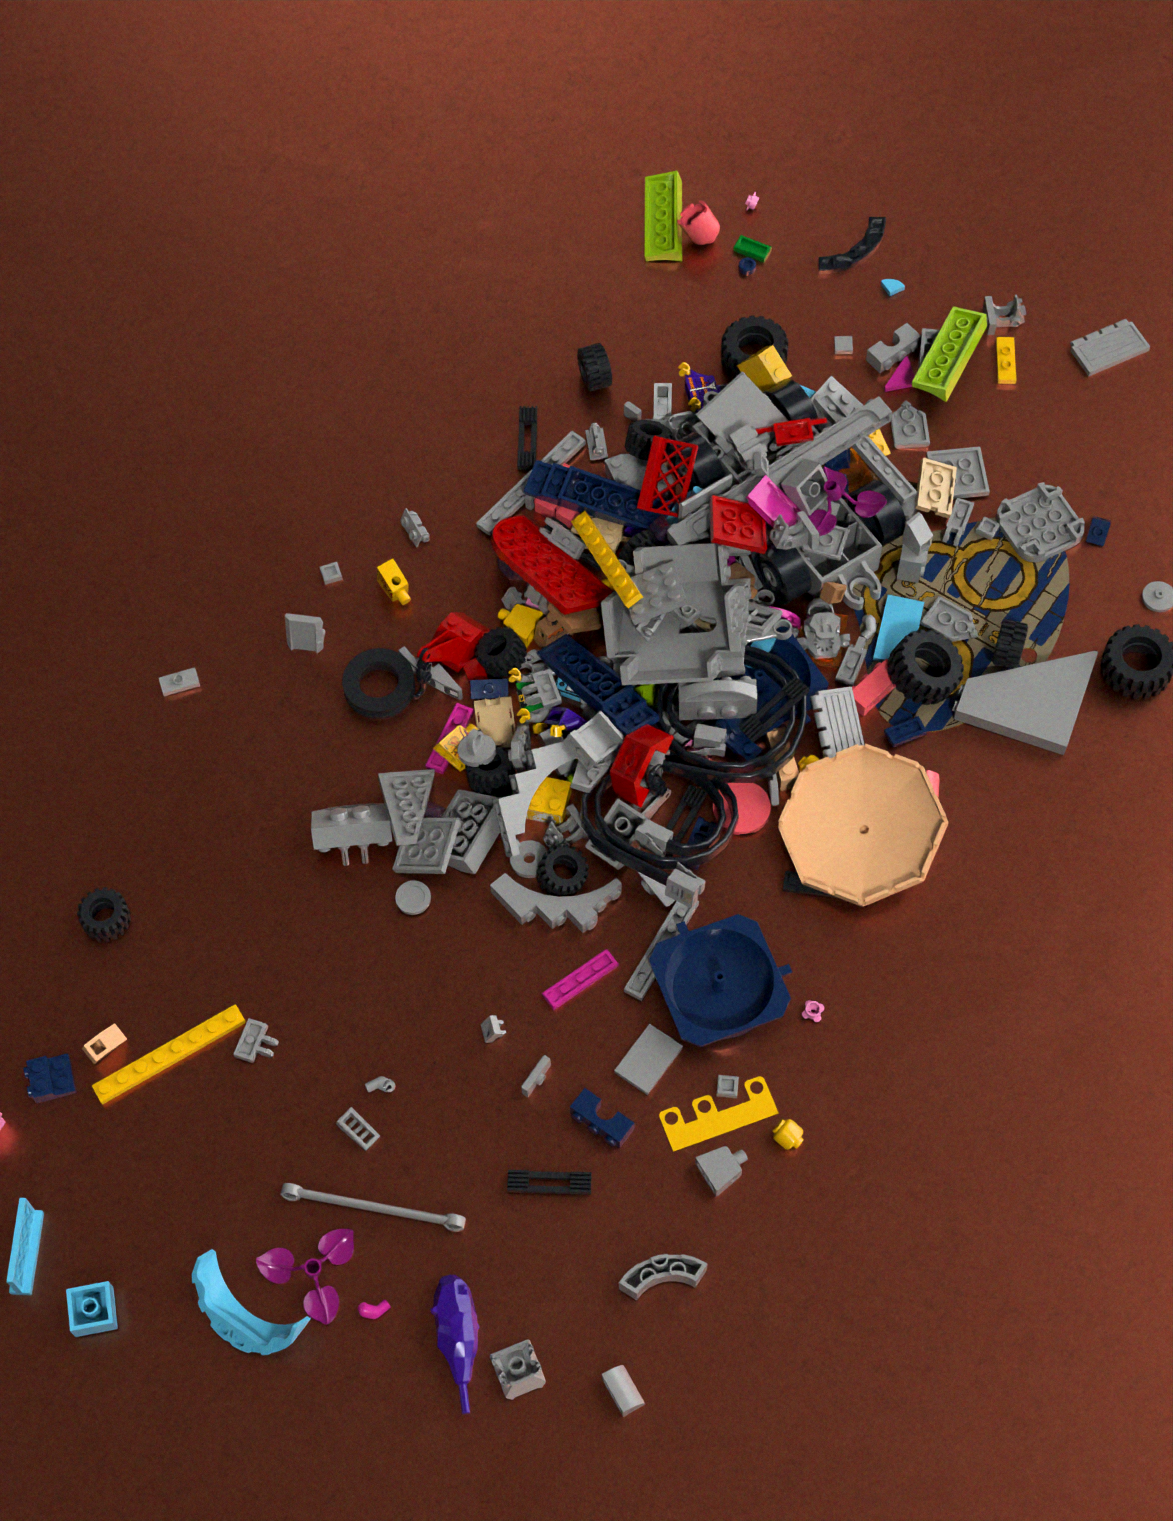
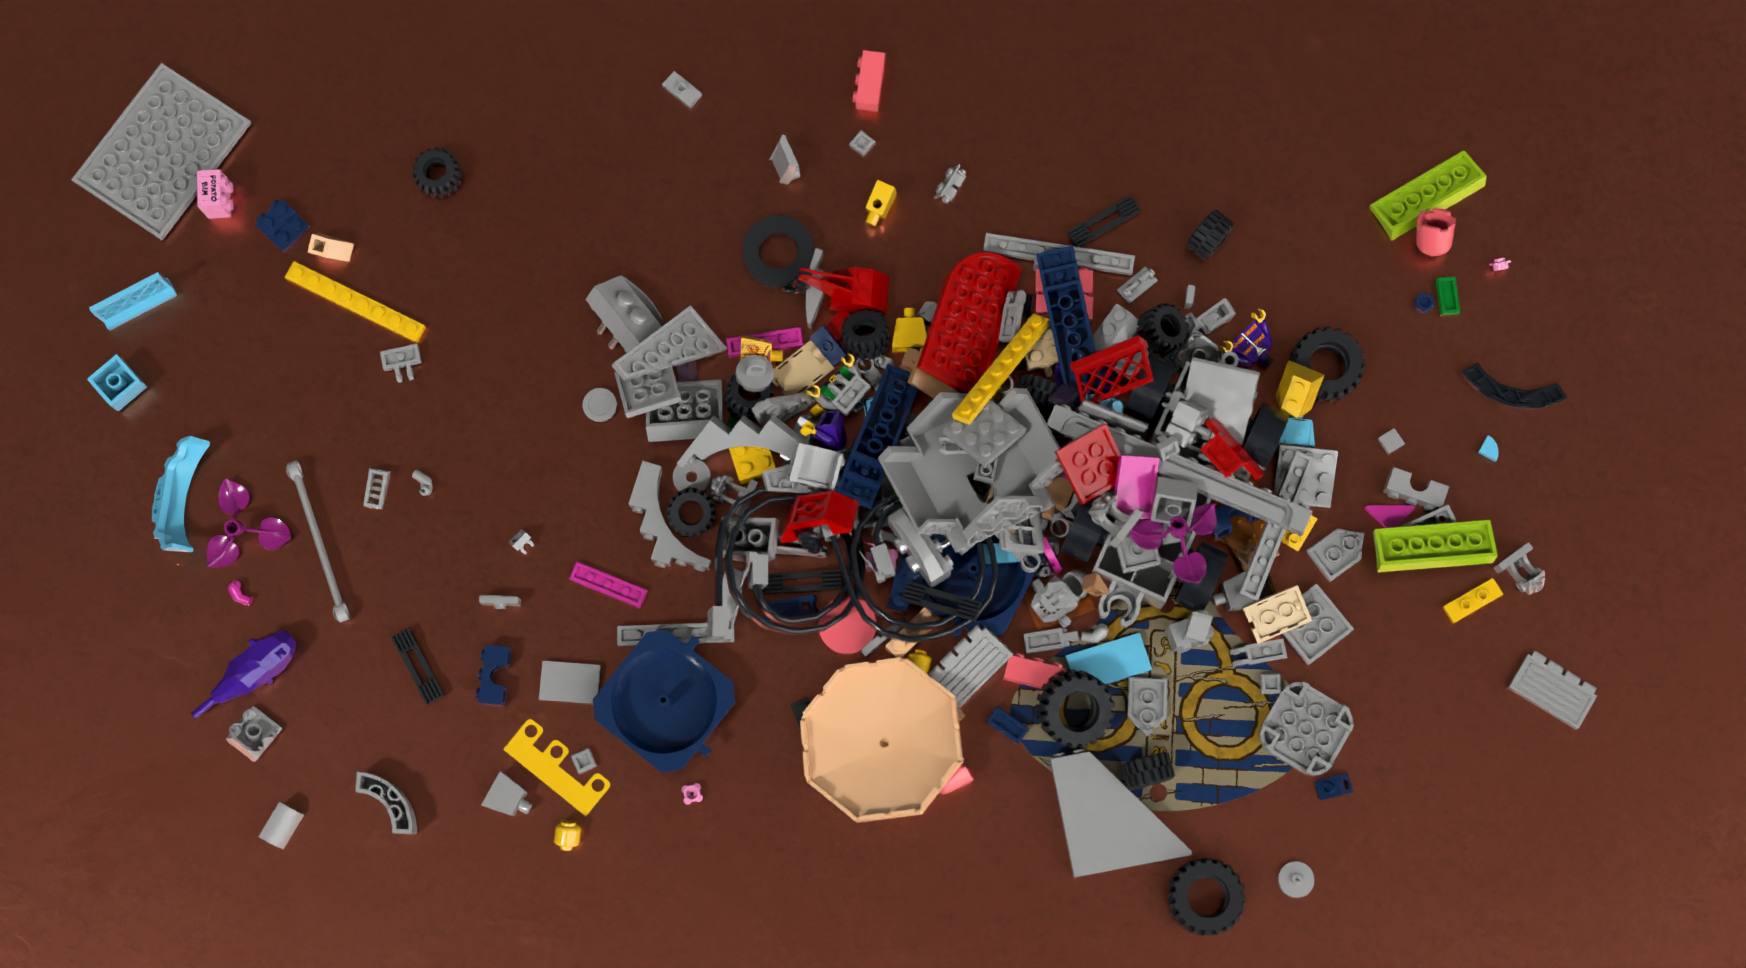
camera: 60 degrees right, 15 degrees up
(282, 536) = (869, 80): none -> coral brick

